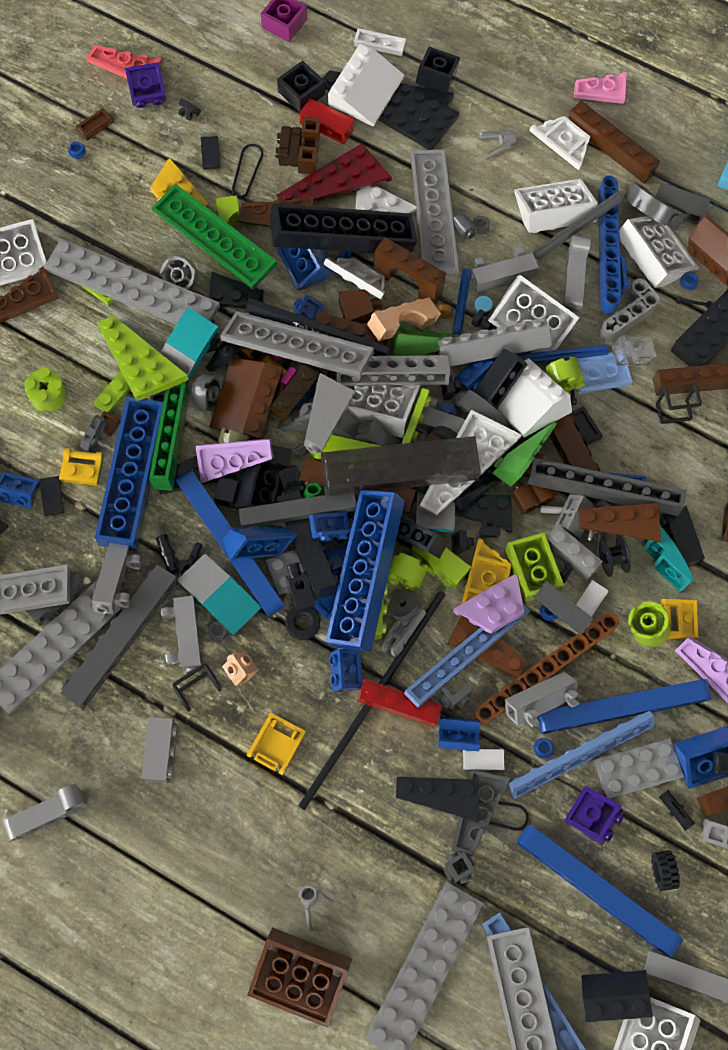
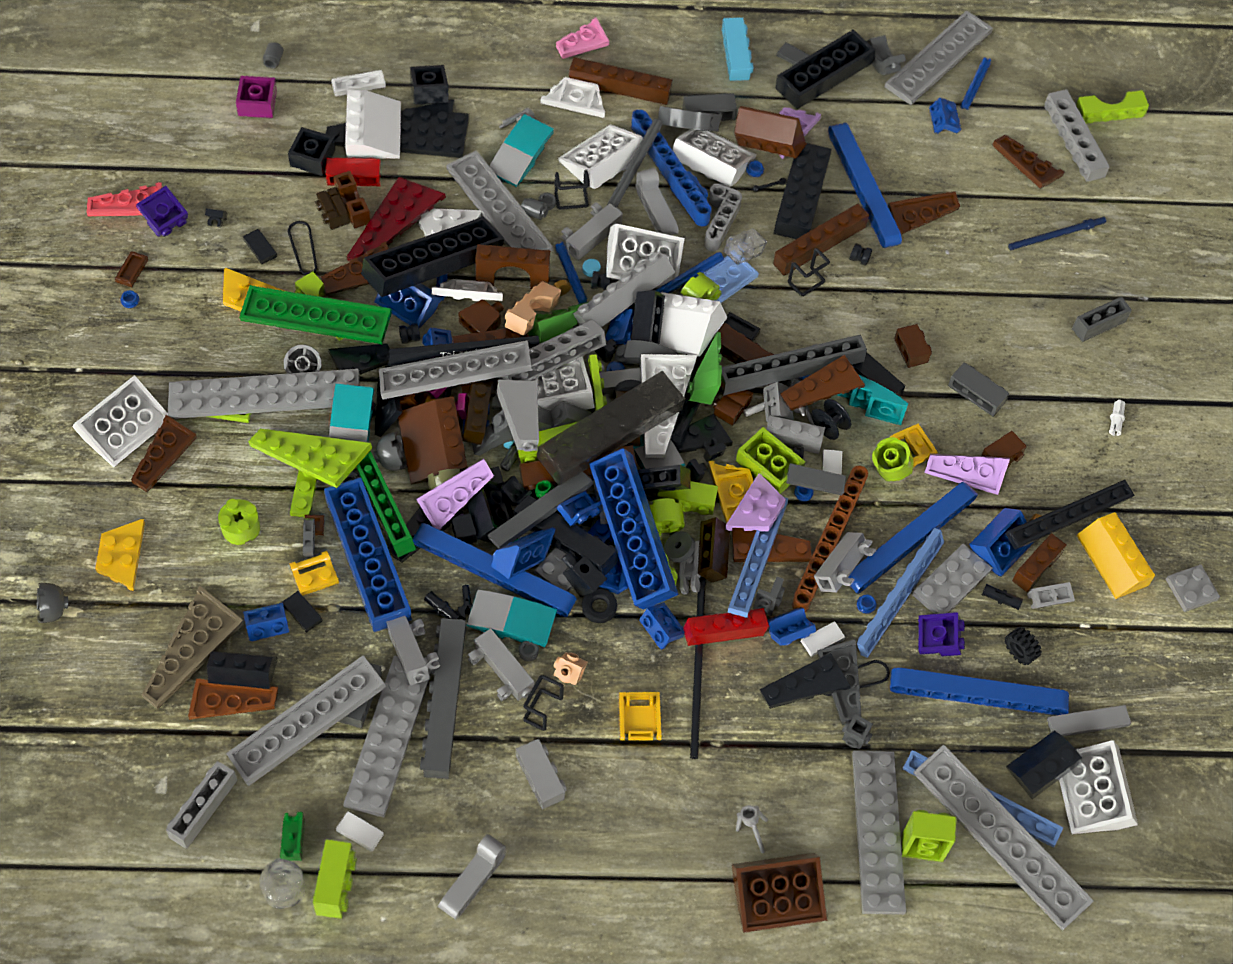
camera: 30 degrees left, 10 degrees down
(287, 290) = (409, 333): none -> black wheel
(431, 625) = (713, 550): none -> dark brown brick
(460, 1008) = (928, 836): none -> lime brick
(484, 166) = (520, 150): none -> slope
(493, 217) = (586, 184): none -> black piece

